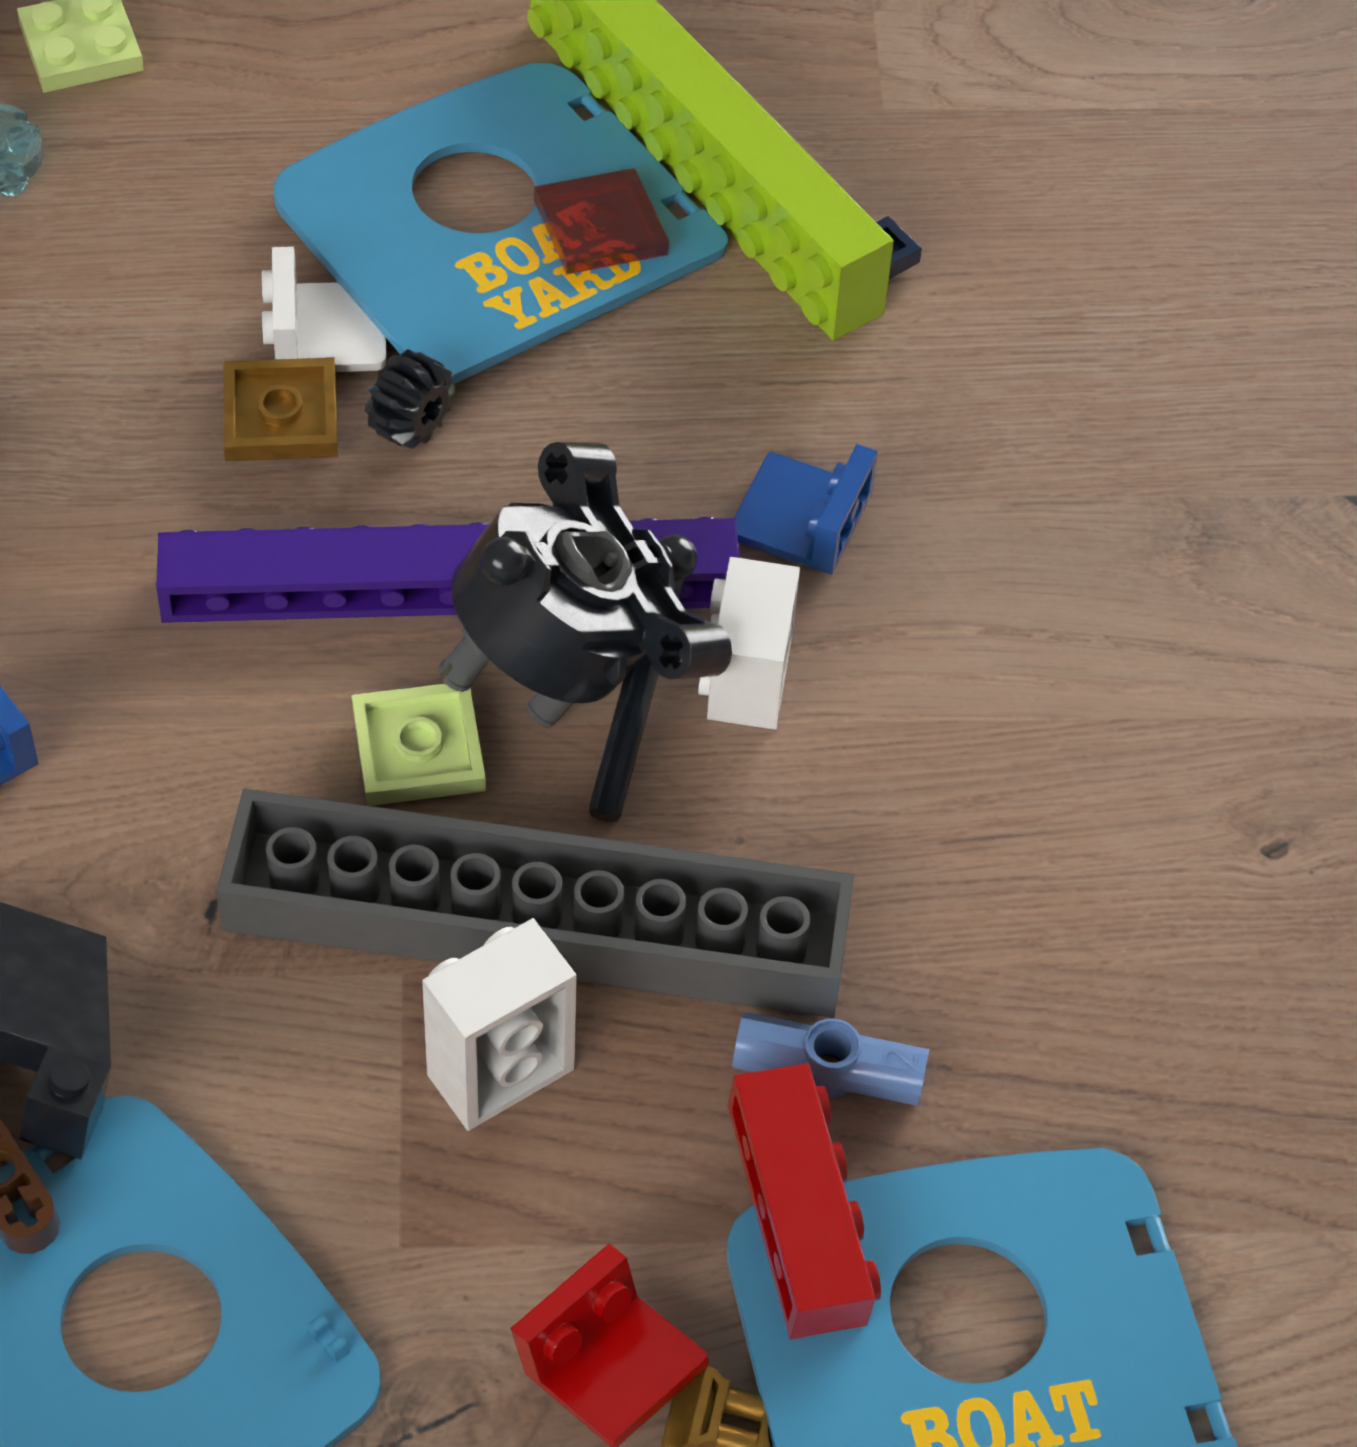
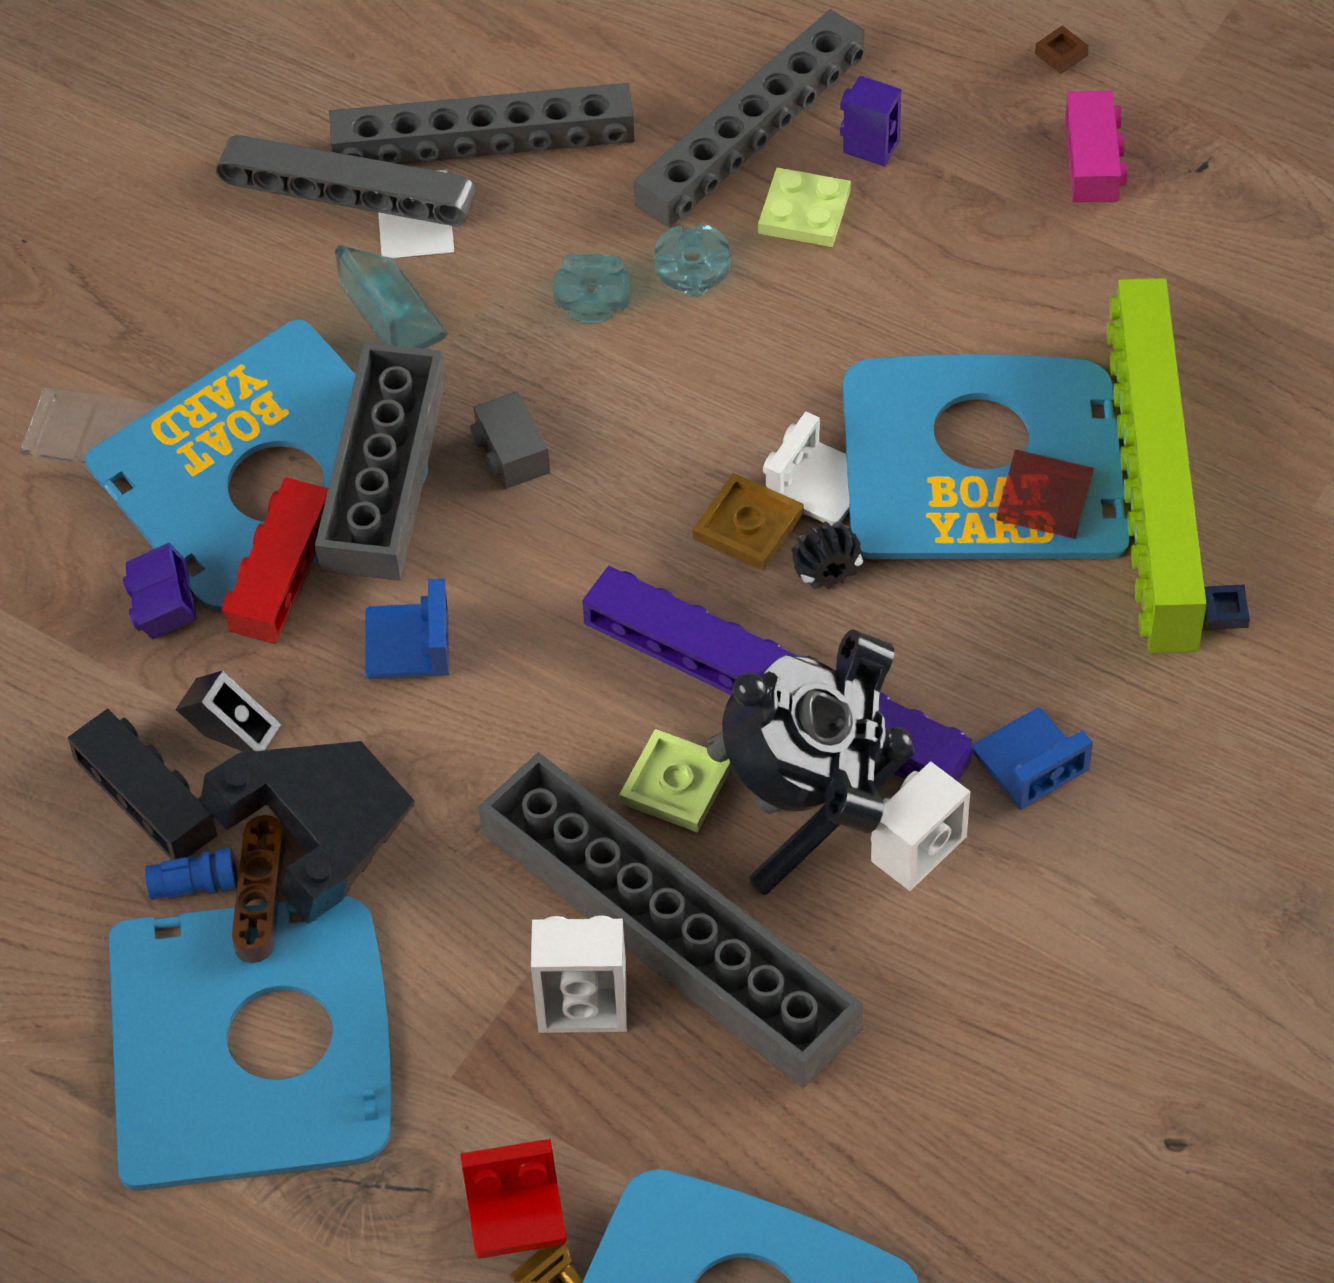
camera: 40 degrees right, 0 degrees up
(802, 1201) = (683, 1181): red brick -> none
(868, 1064) = (793, 1128): medium blue piece -> none

